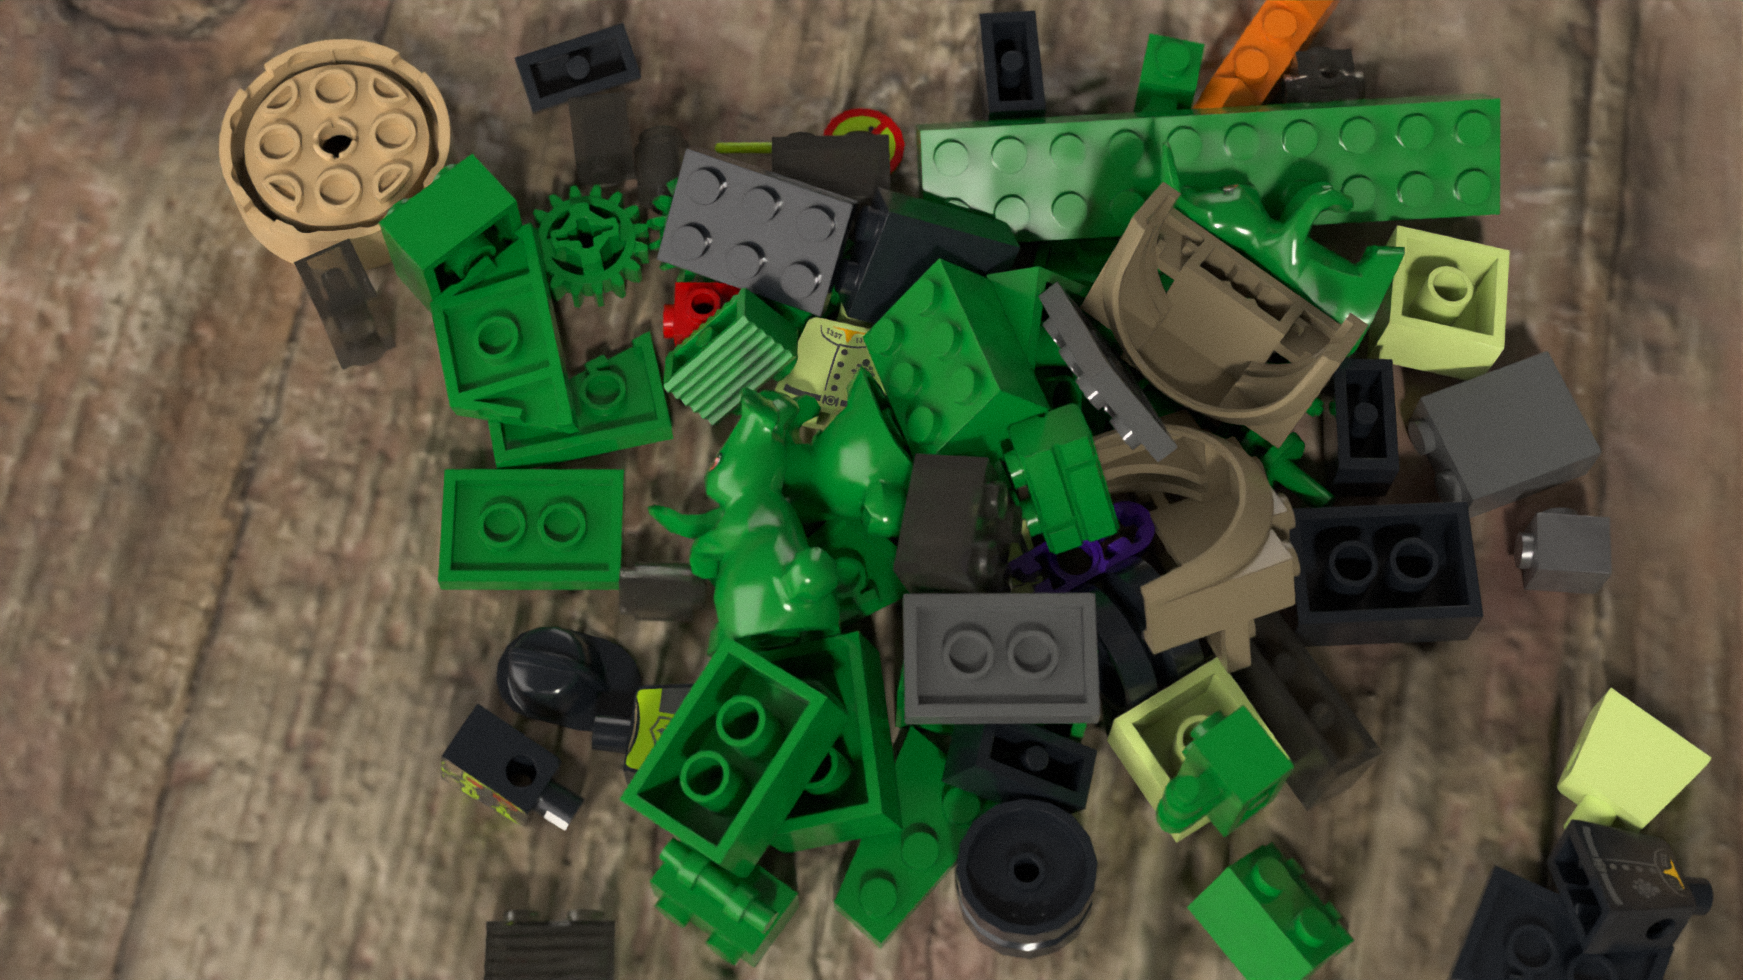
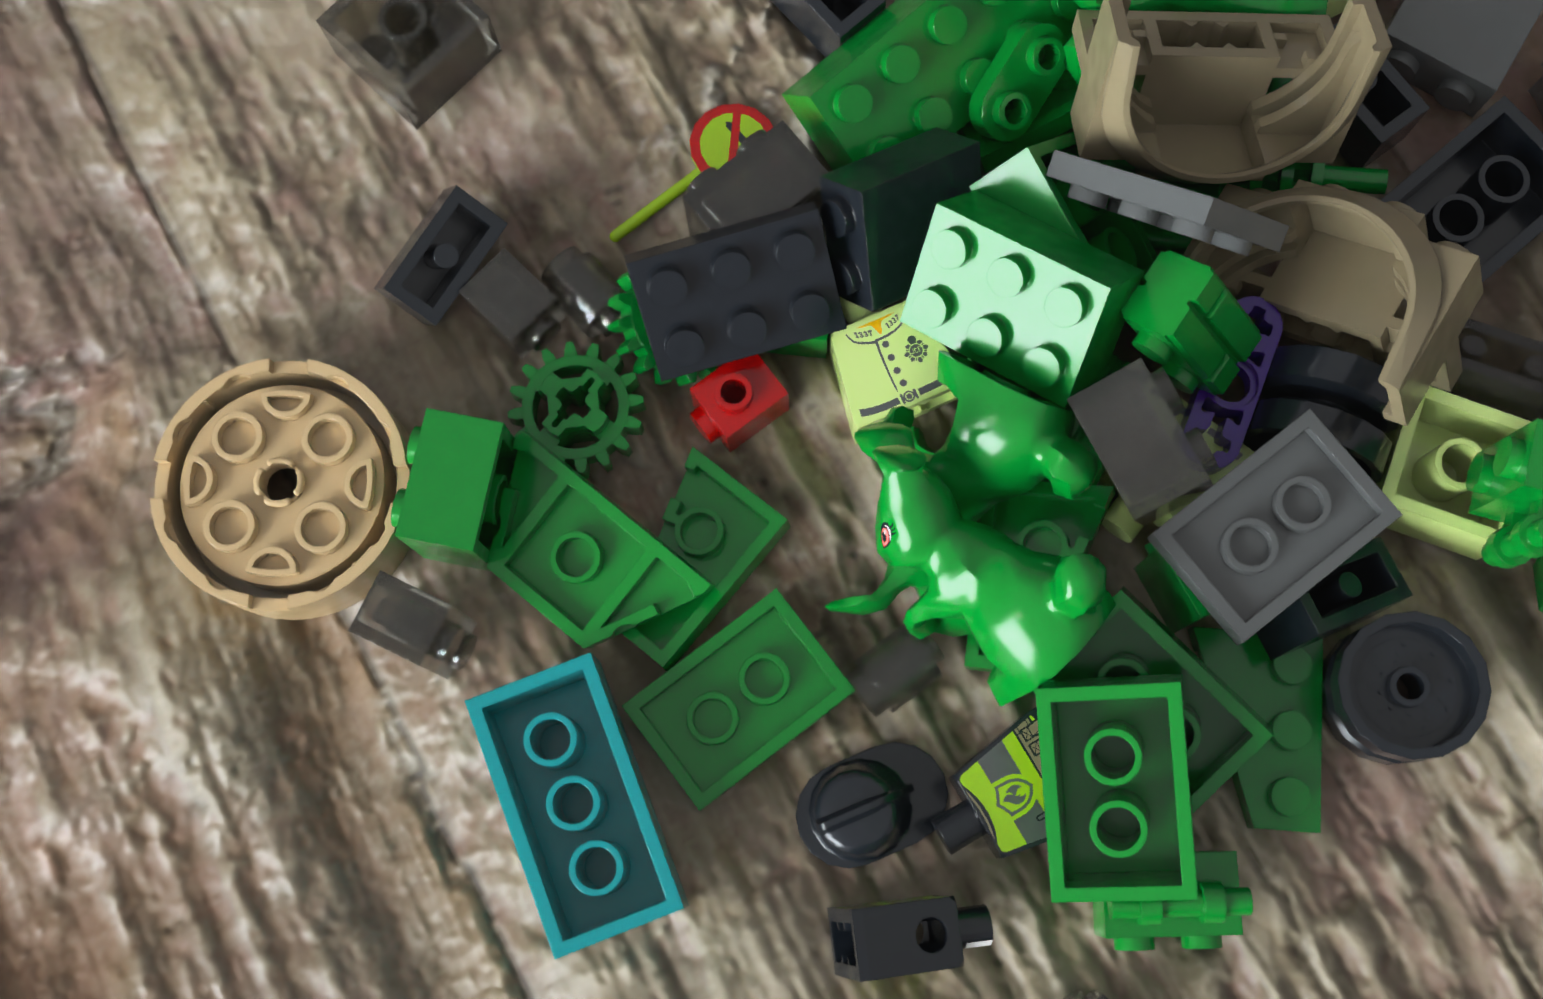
camera: 30 degrees left, 10 degrees up
(355, 511) = (576, 804): none -> teal brick
(731, 352) = (796, 421): green brick -> none
(1093, 227) = (1020, 79): none -> green plate

